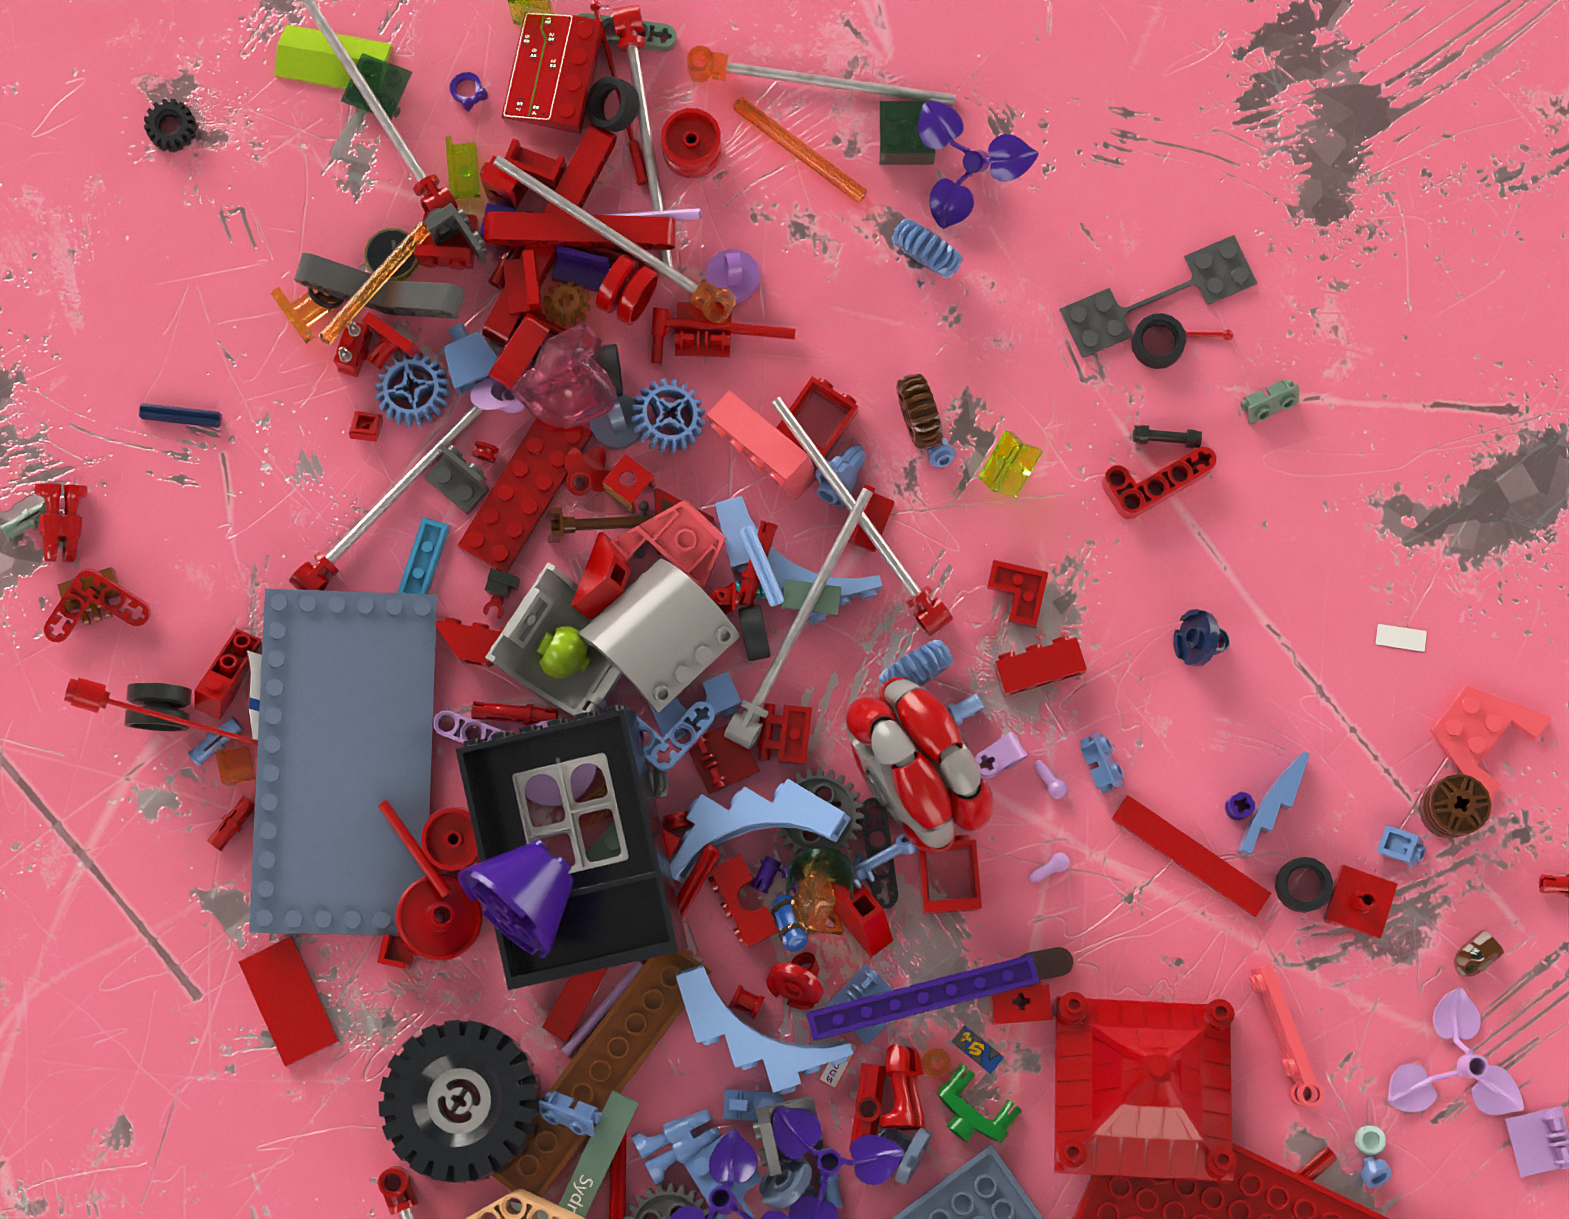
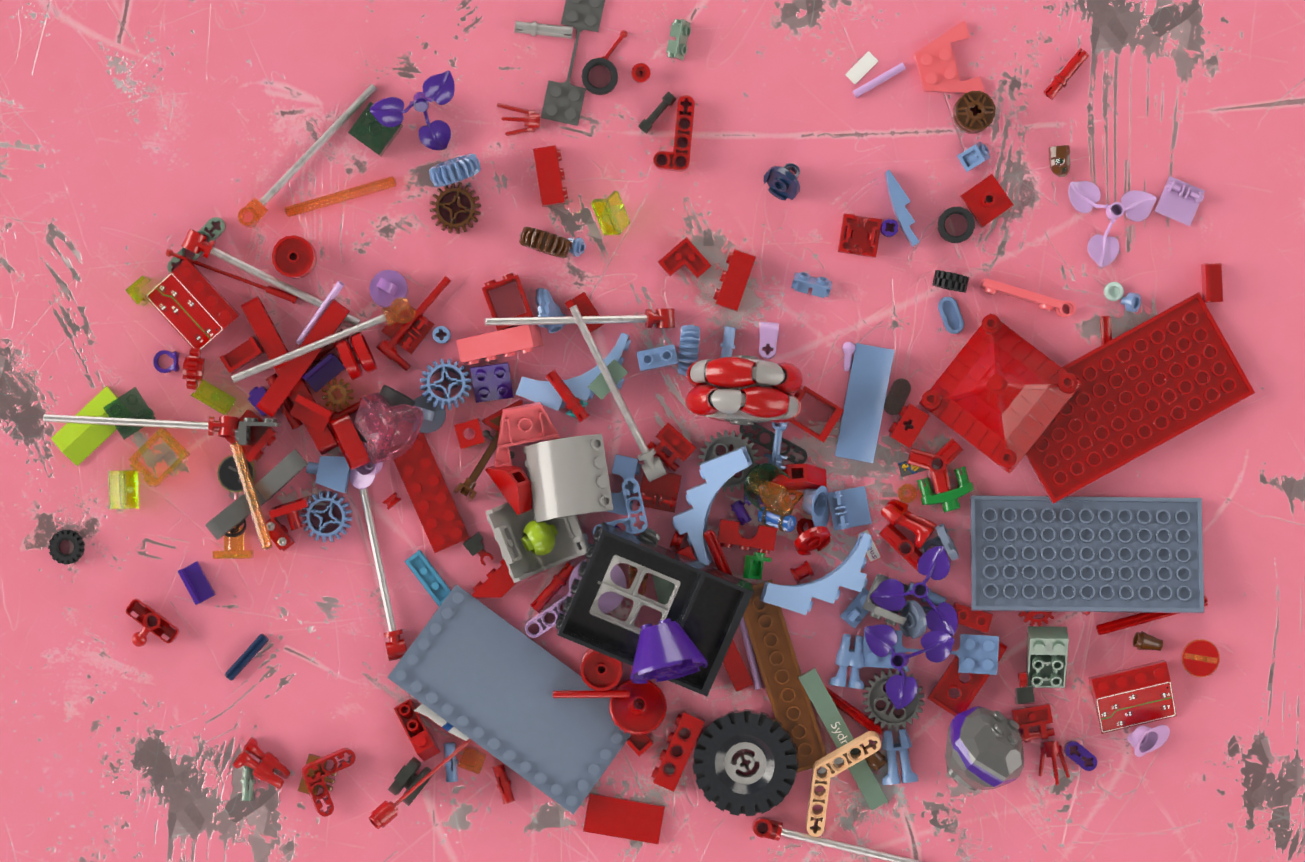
camera: 55 degrees left, 10 degrees up
(148, 293) = (163, 626): none -> red piece
(228, 297) = (196, 583): none -> dark purple panel
(283, 143) = (123, 489): none -> clear neon green panel
(365, 426) = (328, 557): red tile -> none
(375, 161) = (137, 466): none -> clear yellow window
(375, 1024) = (670, 780): none -> red brick
(457, 480) = (398, 528): dark grey bracket -> none
(479, 119) = (193, 368): none -> red gear
(501, 186) = (243, 385): red brick -> none
(557, 1109) = (787, 714): medium blue hinge -> none
(589, 467) = (443, 448): red plate -> none
(596, 101) = (232, 296): black tyre -> none
(709, 468) = (491, 382): none -> hinge
(713, 937) = (754, 565): none -> green bracket
(721, 380) = (437, 330): none -> medium blue bush
(726, 598) = (574, 427): red hinge -> none
(754, 633) = (604, 424): black tyre -> none
(761, 565) = (572, 395): light blue axle -> none
(842, 960) = (816, 504): none -> medium blue piece
(879, 636) = (657, 357): none -> medium blue panel
(902, 274) = (439, 204): none -> reddish brown gear
(922, 997) = (868, 476): dark purple tile -> none
(1000, 365) = (550, 175): none -> red brick
(1010, 926) = (864, 403): none -> medium blue arch
(1018, 1075) = (945, 454): none -> red piece
(1050, 298) = (531, 120): none -> red plant
(1056, 787) = (807, 320): lavender piece -> none
(1163, 240) = (543, 29): none -> light grey pin
(1191, 856) = (896, 274): red tile -> none
(1191, 958) = (950, 315): none -> medium blue tile
(1192, 783) = (857, 243): none -> red brick
(1199, 383) = (640, 67): none -> red tile
(1233, 926) = (950, 281): none -> black tyre
(1403, 668) = (878, 80): none -> lavender bar

